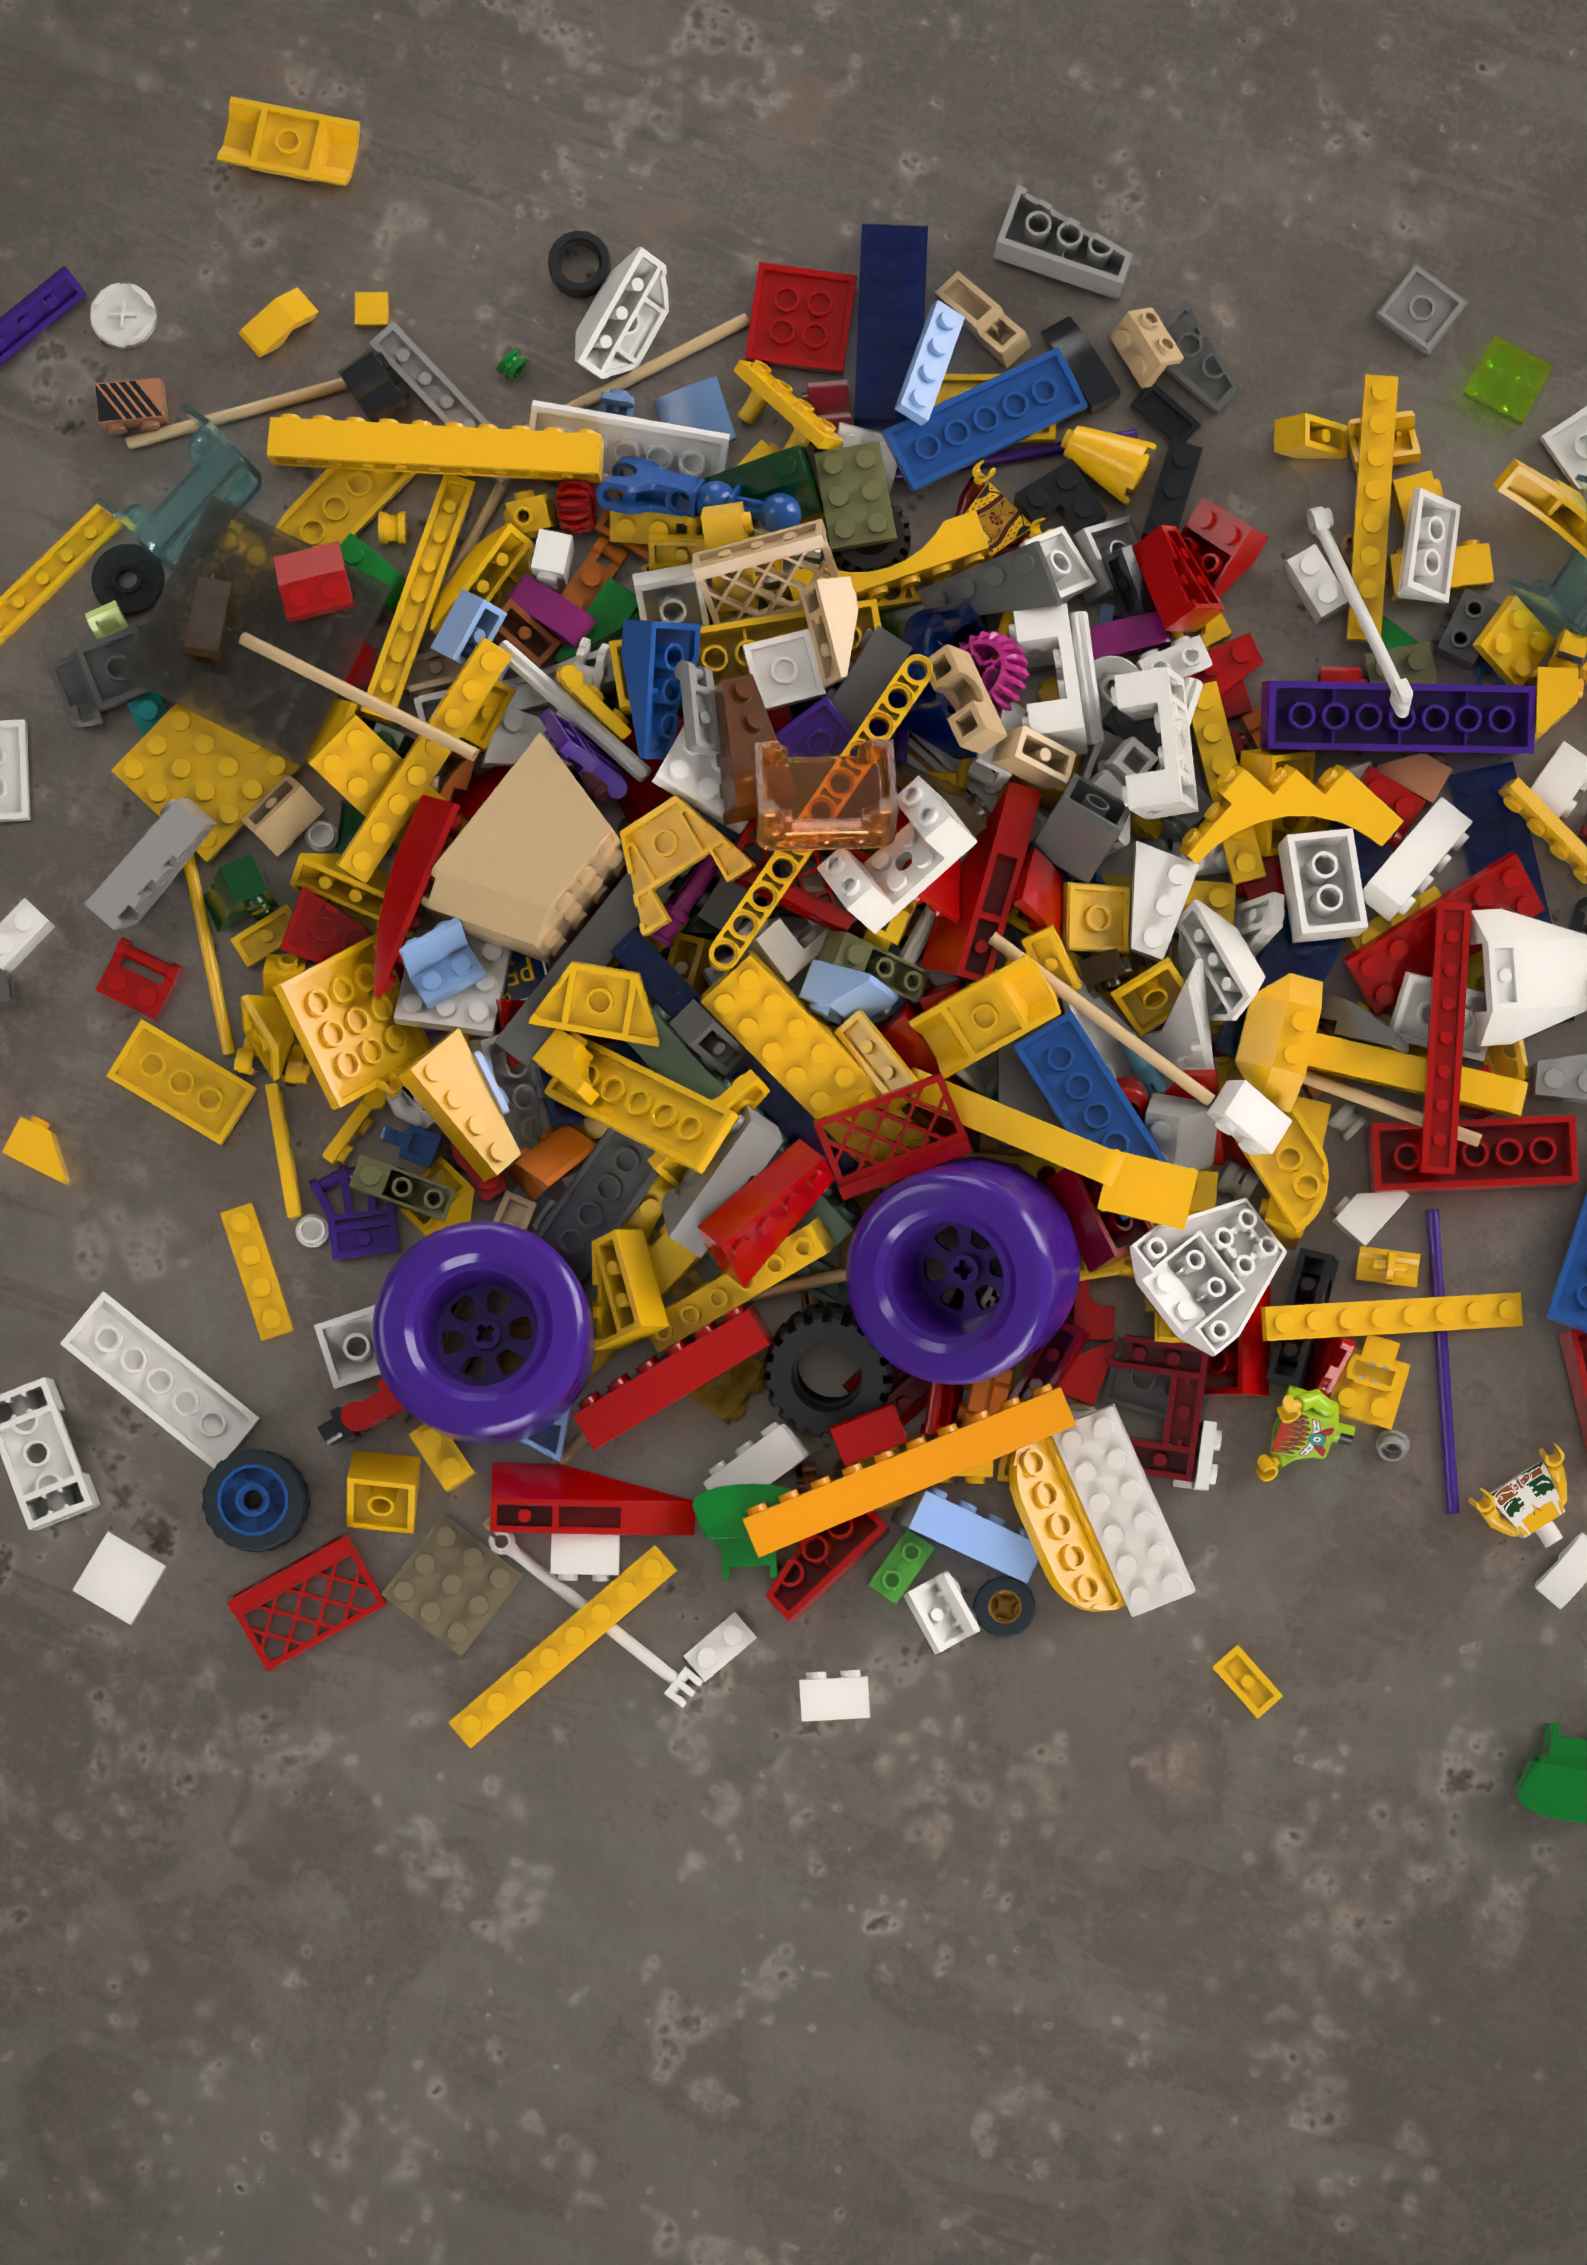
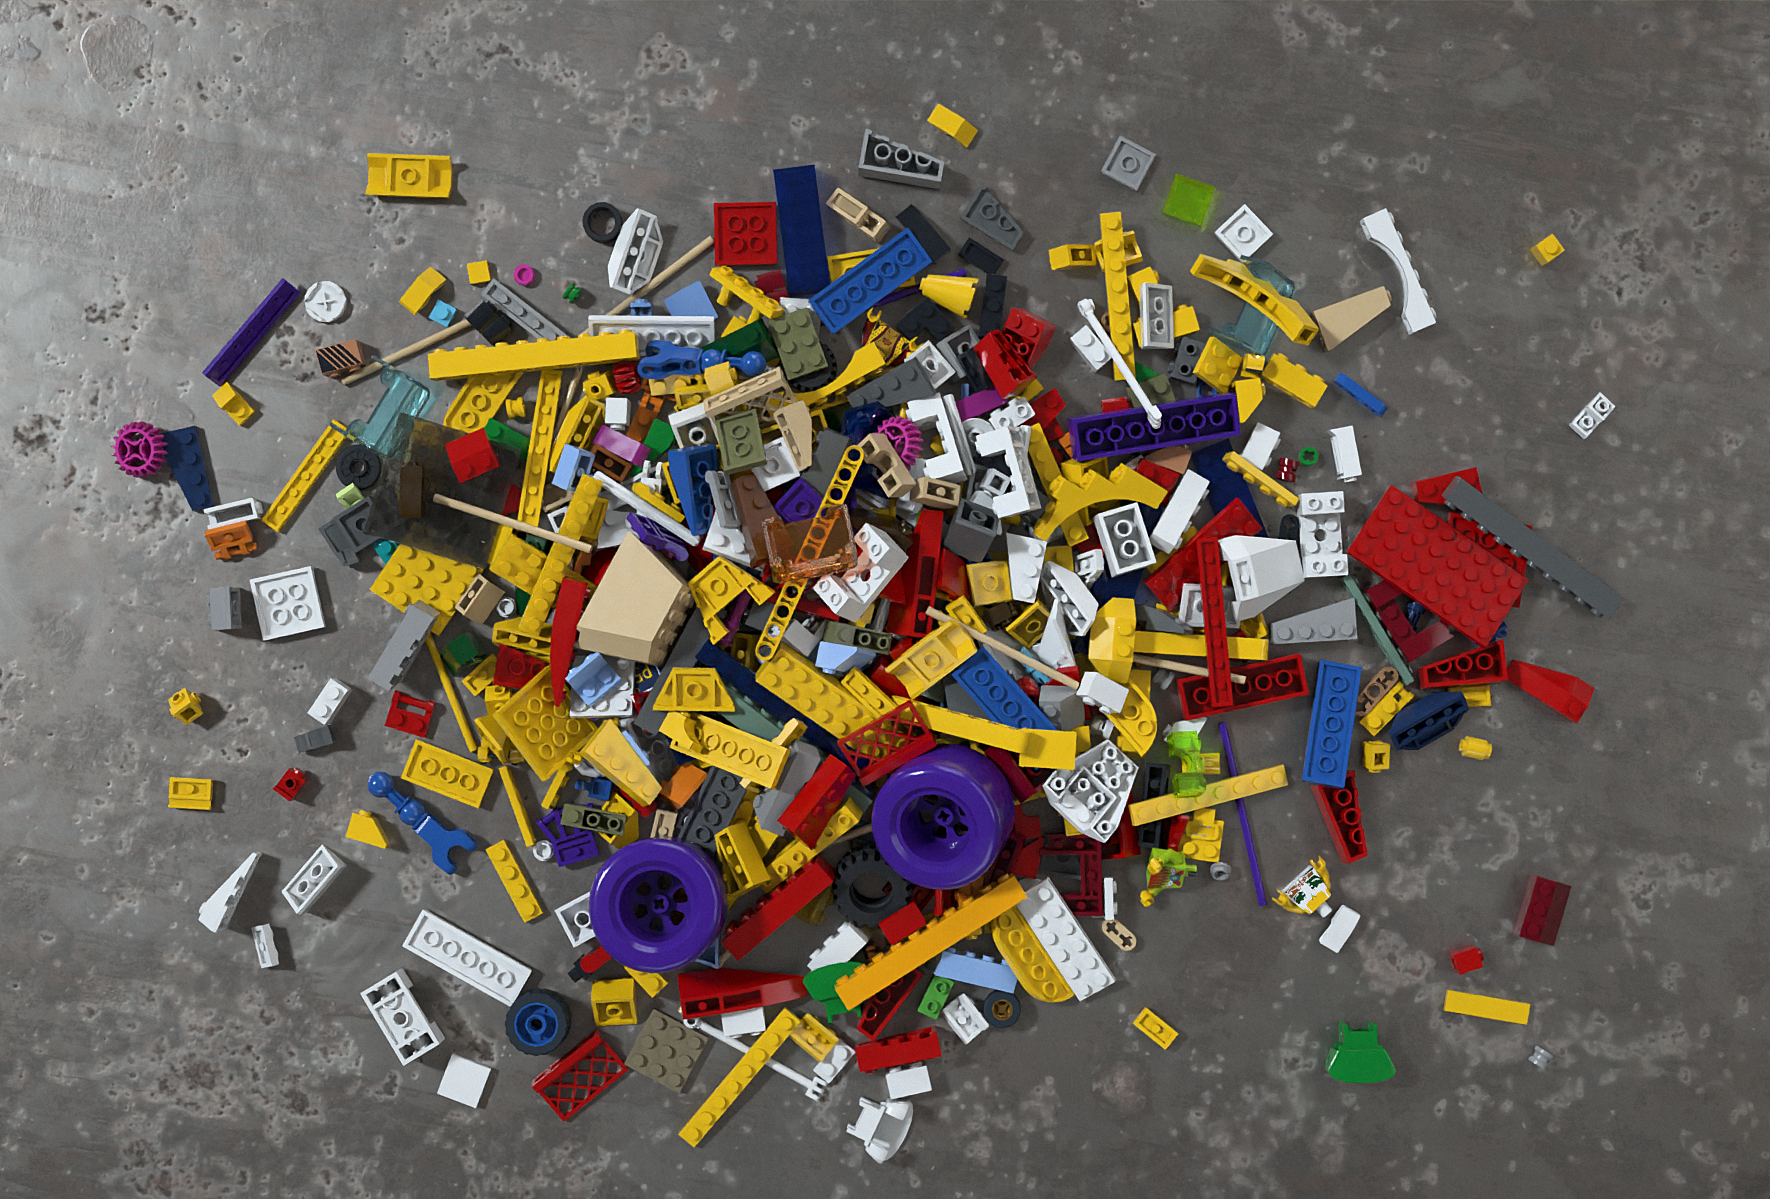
camera: 15 degrees left, 5 degrees up
(116, 1136) = (424, 824): none -> blue piece
(304, 364) = (443, 313): none -> medium azure plate
(442, 325) = (524, 275): none -> dark pink tile
(694, 1601) = (814, 1037): none -> yellow bracket
(708, 1037) = (763, 701): dark grey slope -> none
(741, 625) = (741, 441): none -> olive plate
(782, 1766) = (882, 1126): none -> white piece
(826, 1644) = (898, 1049): none -> red wedge
(929, 363) = (829, 252): light blue plate -> none
(1145, 345) = (961, 216): tan bracket -> none
(1156, 203) = (952, 124): none -> yellow slope
(1218, 1514) = (1121, 930): none -> tan beam
(1369, 1231) = (1187, 746): none -> clear neon green arch

